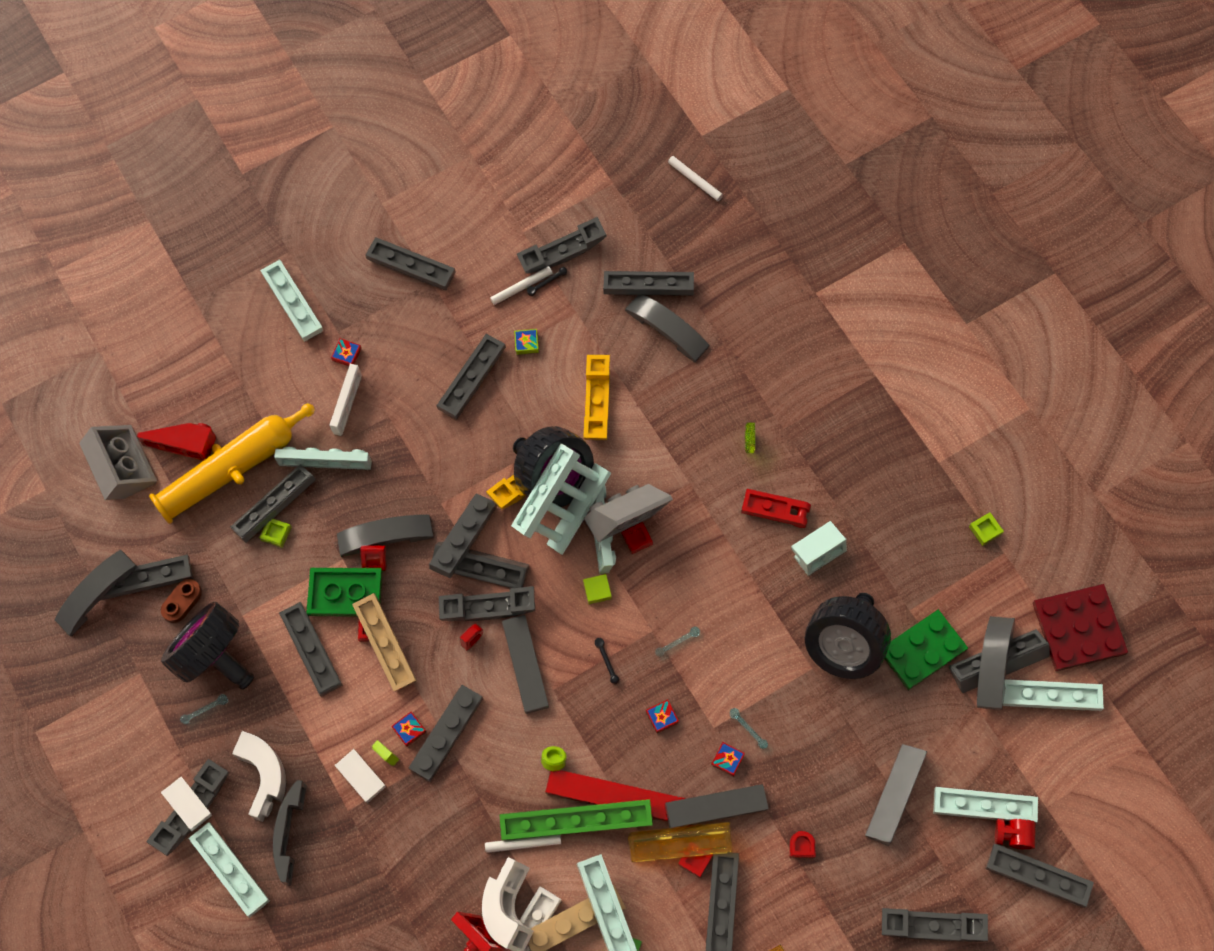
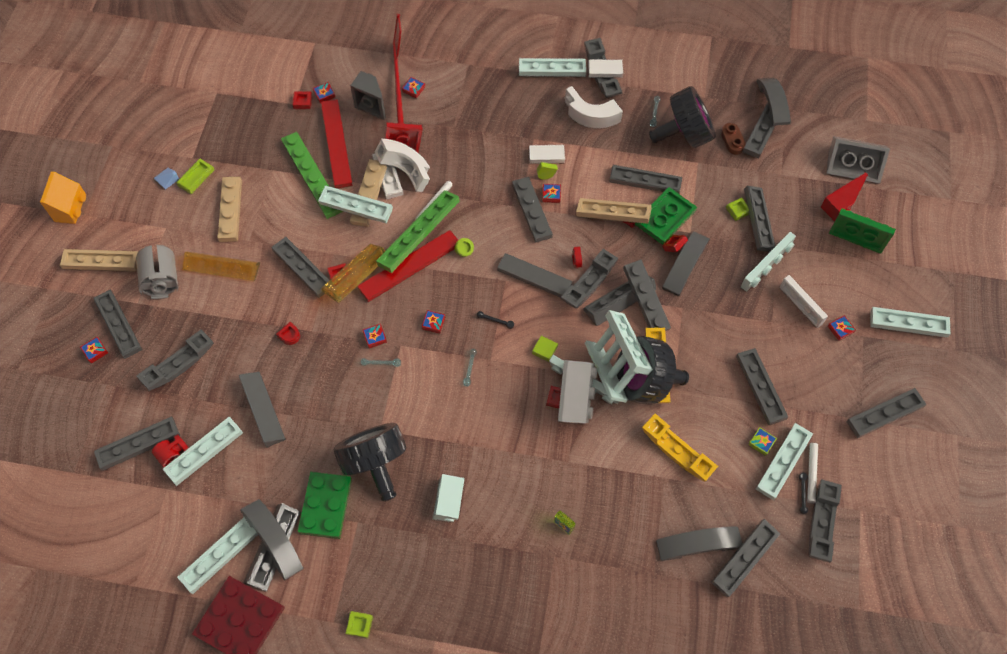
camera: 125 degrees right, 5 degrees down
(219, 394) = (861, 231): none -> green plate
(228, 463) = (807, 209): yellow piece -> none
(293, 800) = (546, 96): dark grey slope -> none
(531, 311) = (784, 461): none -> light aqua plate
(716, 806) = (354, 305): dark grey tile -> none
(775, 508) = (500, 496): red plate -> none

